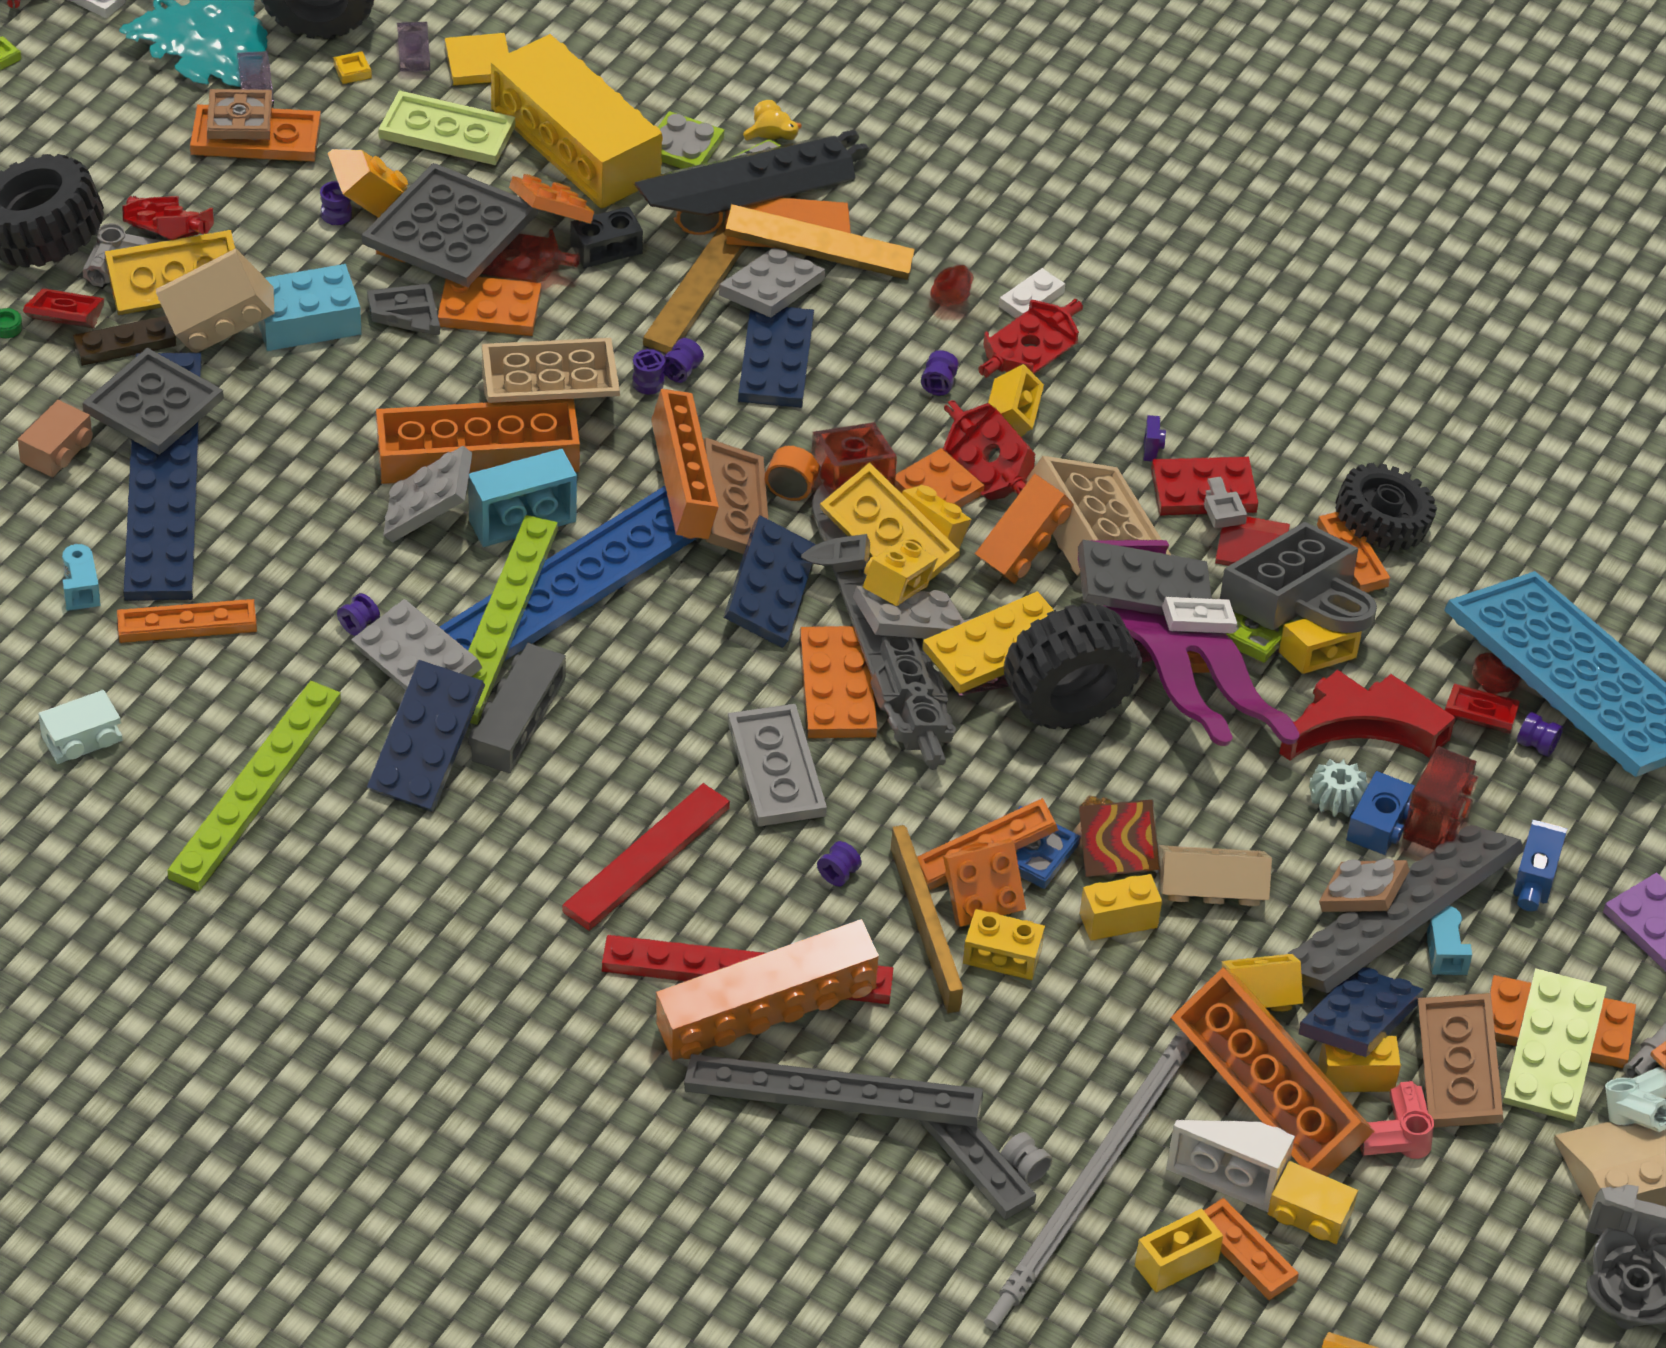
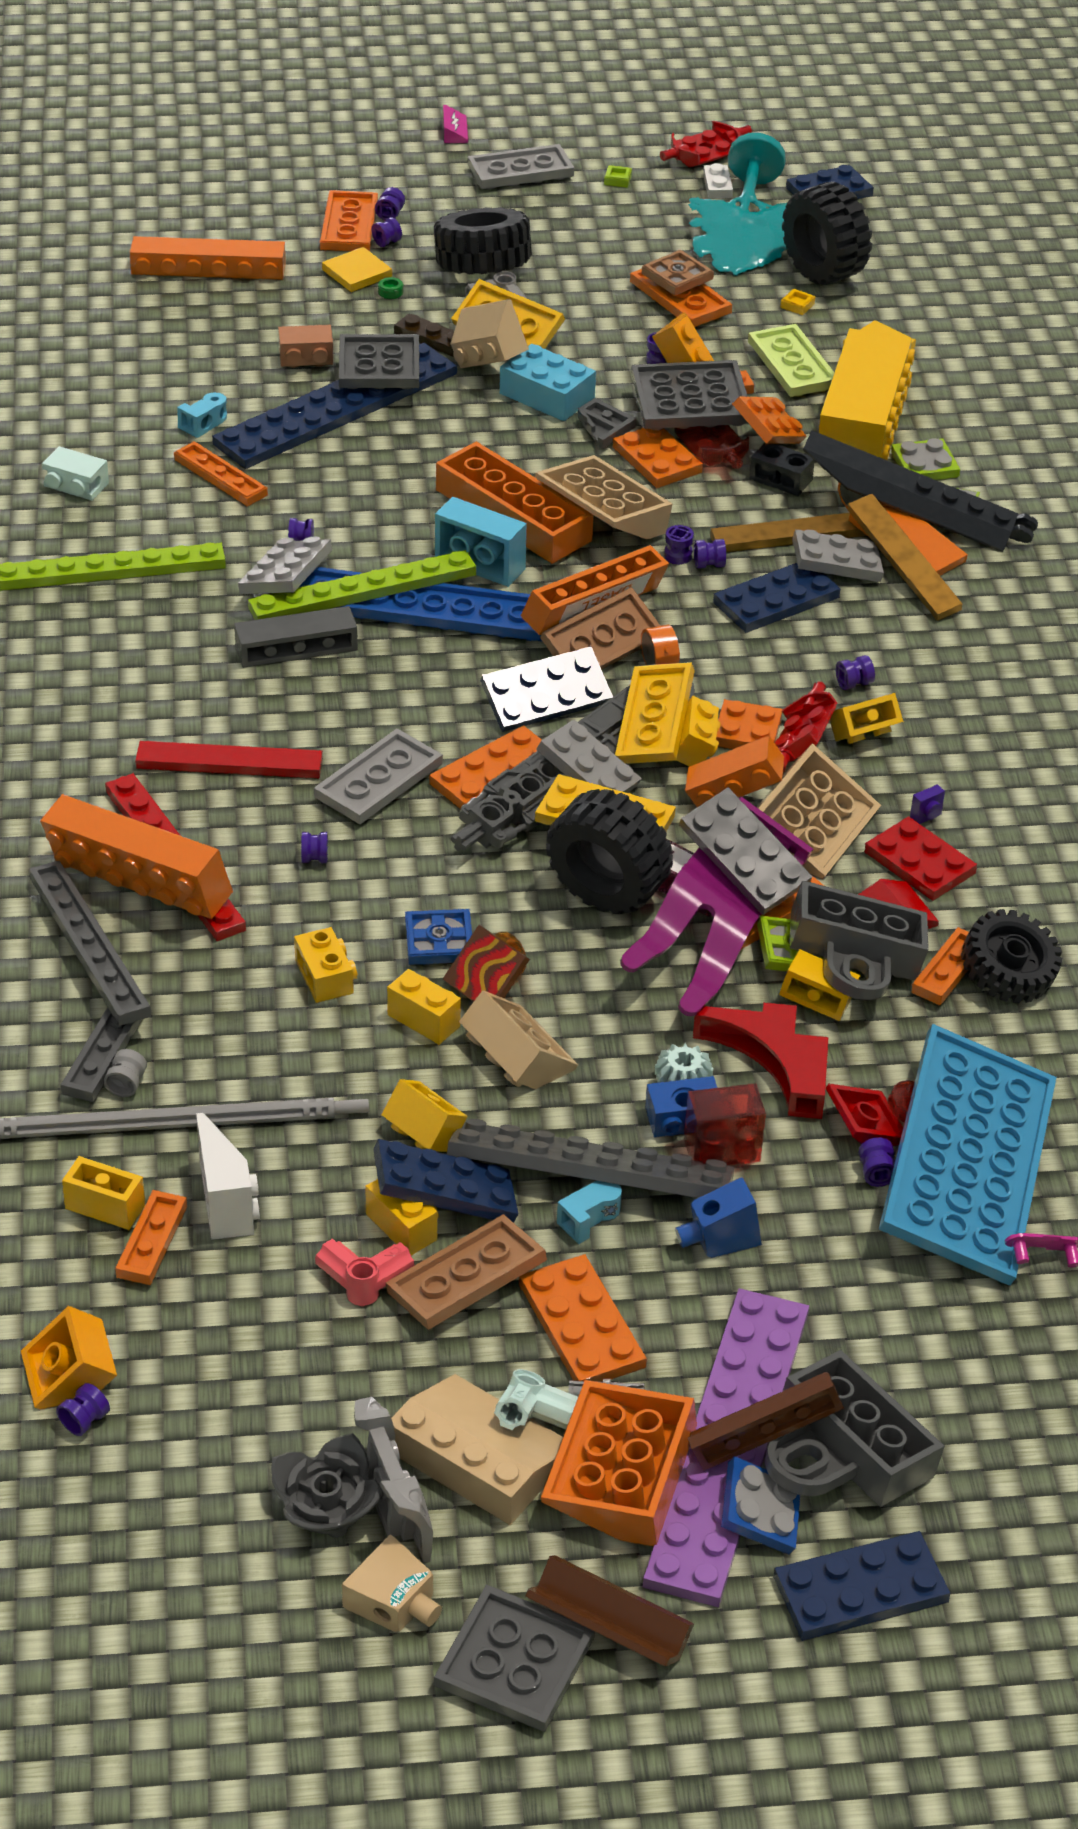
camera: 55 degrees right, 5 degrees down
(65, 308) = (428, 299): red slope -> none
(166, 217) = (547, 290): red plate -> none
(254, 71) = (729, 269): plate -> none
(413, 46) = (848, 312): clear purple plate -> none
(426, 735) = (212, 602): dark blue plate -> none
(427, 493) = (430, 497): light grey plate -> none
(771, 123) = (995, 484): yellow animal -> none
(841, 553) = (605, 702): dark grey plate -> none
(848, 450) = (715, 664): clear red brick -> none
(899, 572) = (604, 728): yellow brick -> none
(926, 919) = (306, 914): pearl gold tile -> none
(952, 285) = (948, 637): clear red plate -> none
(984, 879) = (366, 919): orange plate -> none
(1021, 826) = (407, 906): orange tile -> none
(1039, 286) = (1001, 683): white plate -> none
(1043, 326) = (969, 702): red plate -> none
(1199, 615) = (744, 893): white plate -> none
(1223, 507) = (891, 866): light grey plate -> none
(1272, 1072) = (323, 1159): orange brick -> none
(1312, 1202) = (225, 1248): yellow brick -> none
(1364, 885) = (588, 1128): piece -> none
(1554, 1045) = (540, 1321): yellowish green plate -> none

